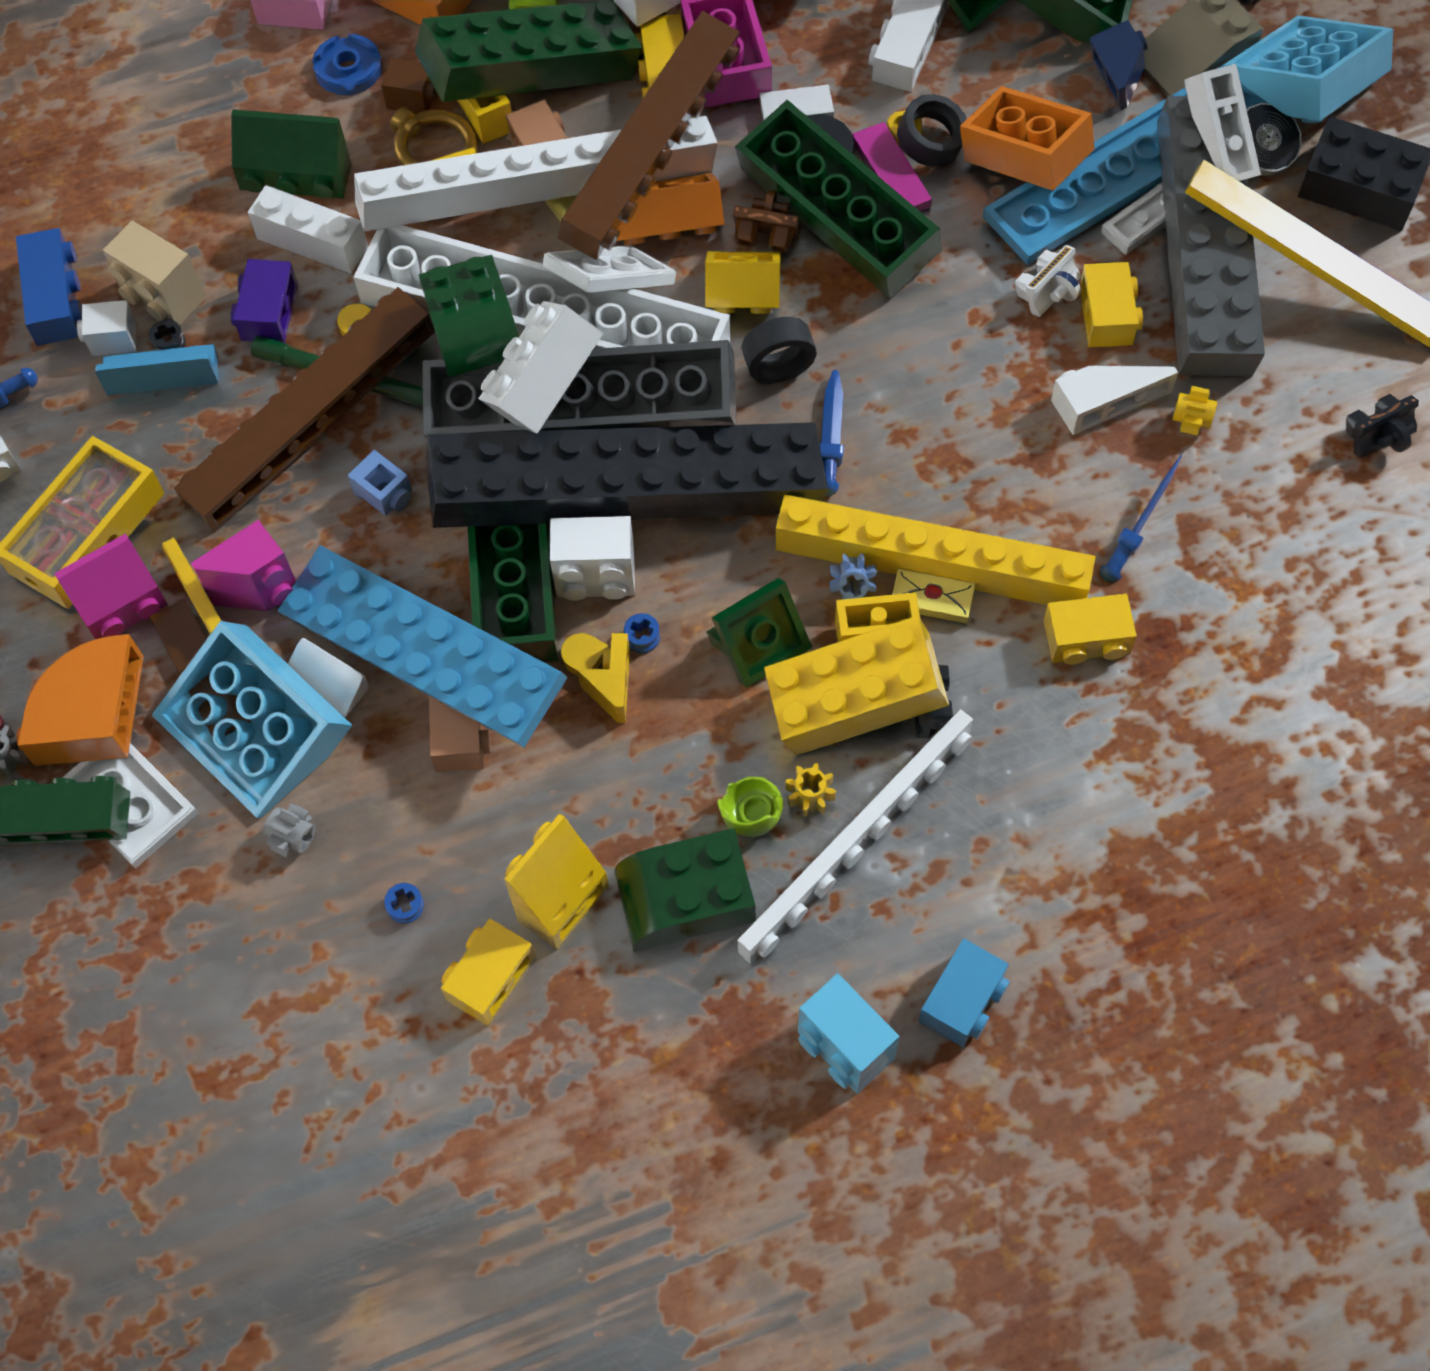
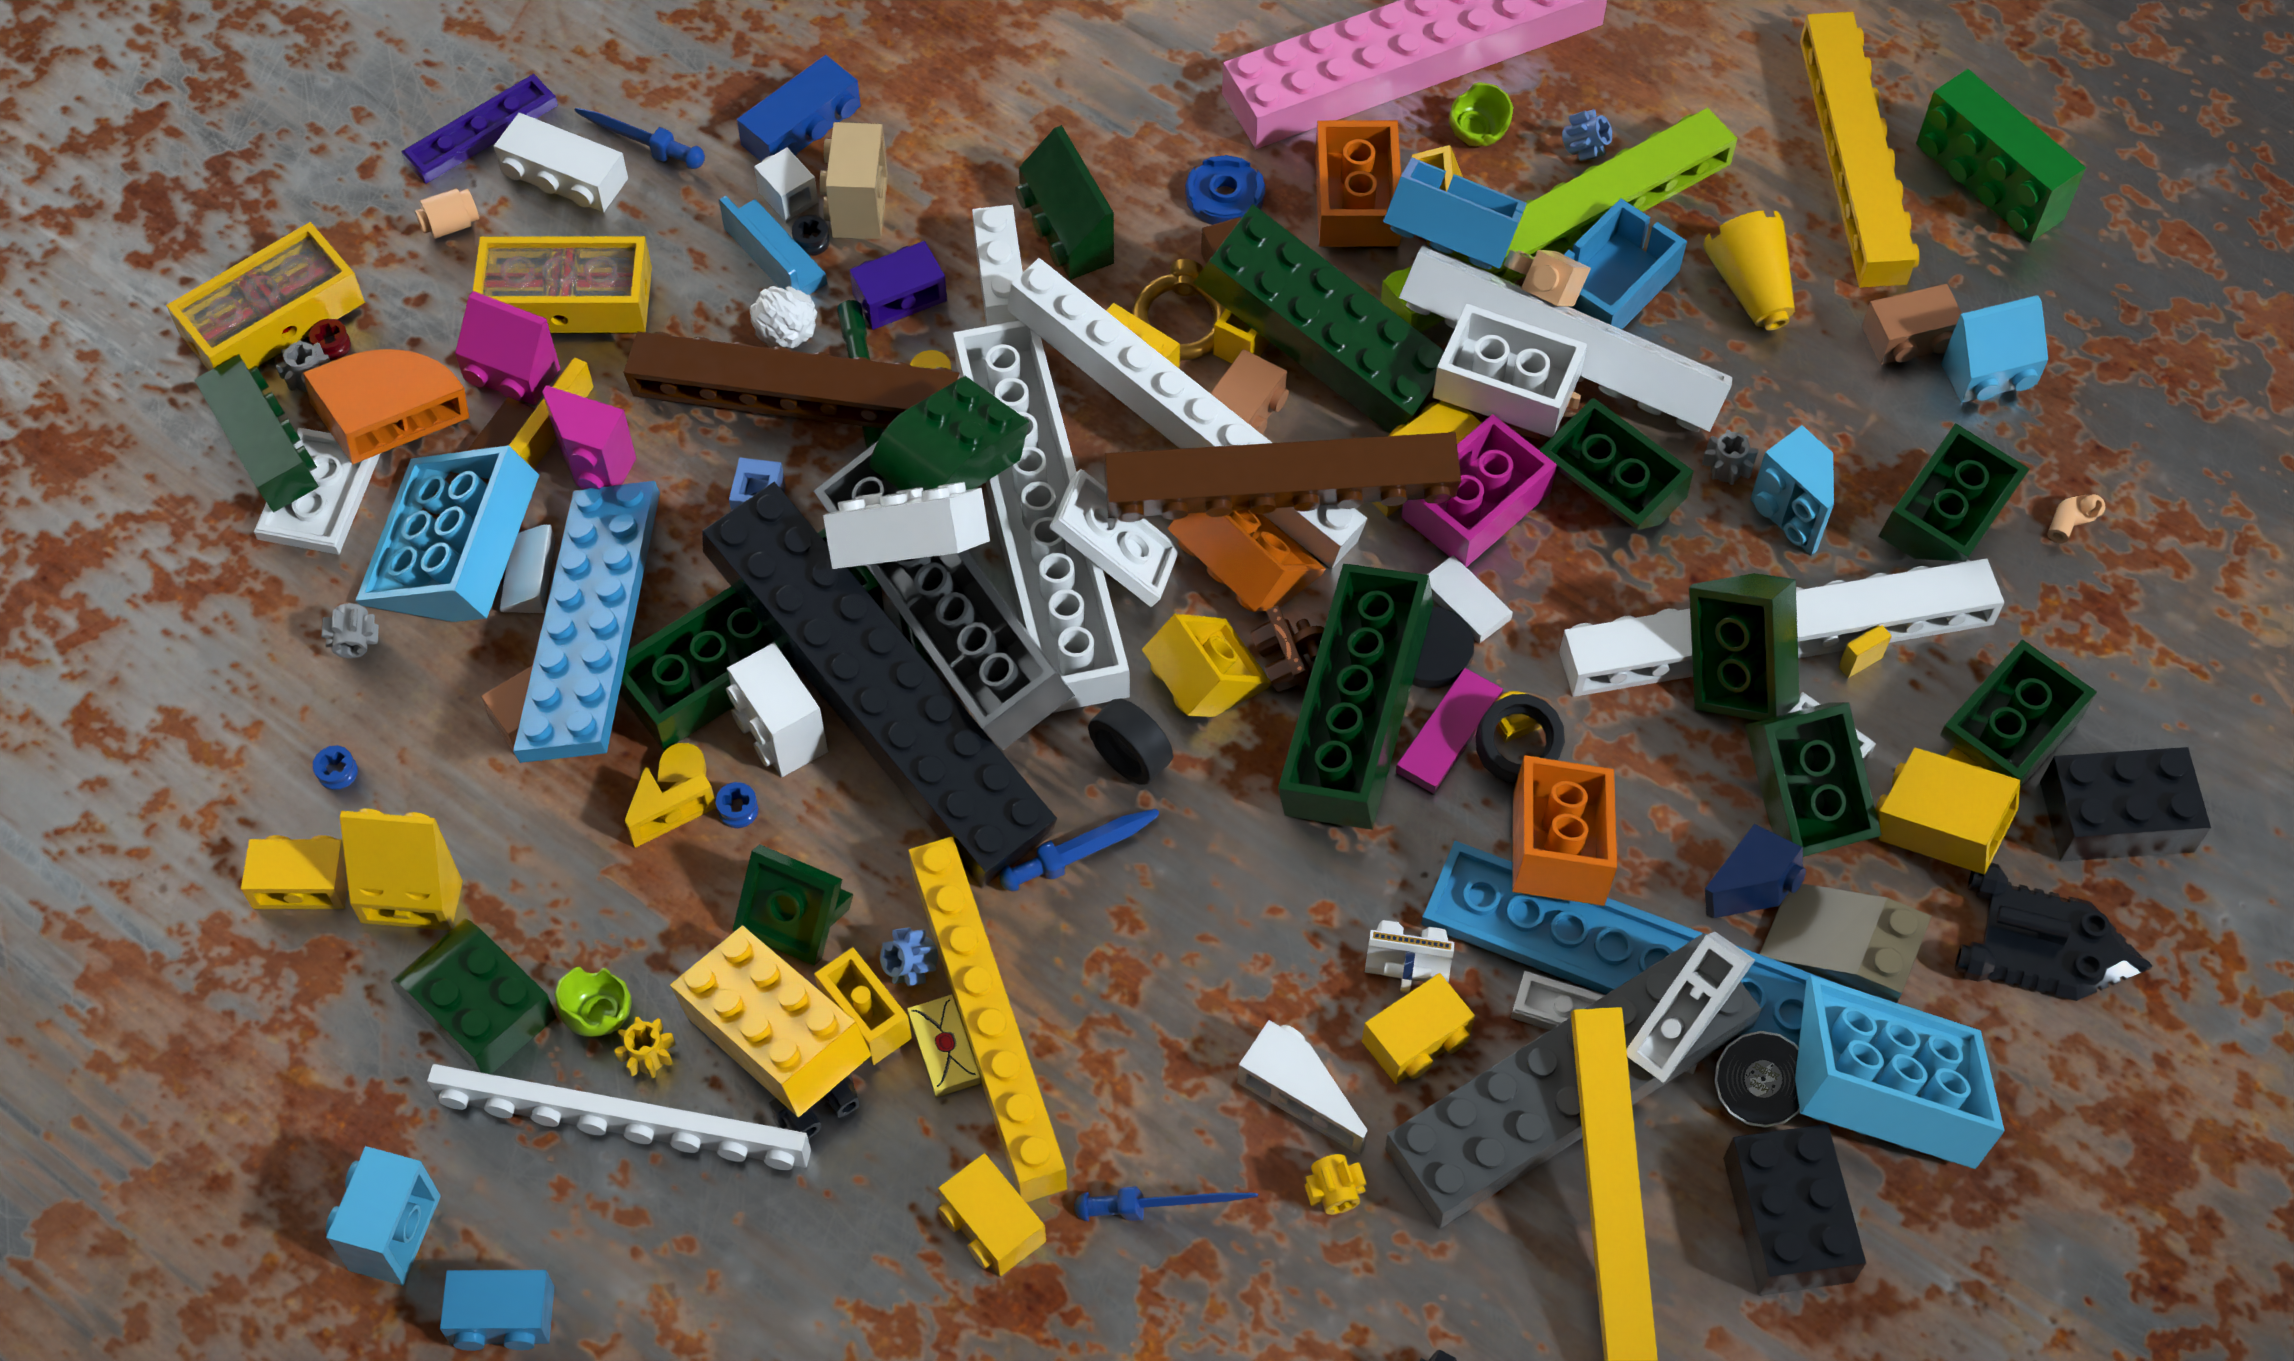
camera: 55 degrees right, 5 degrees down
(238, 387) = (783, 317): none -> white piece

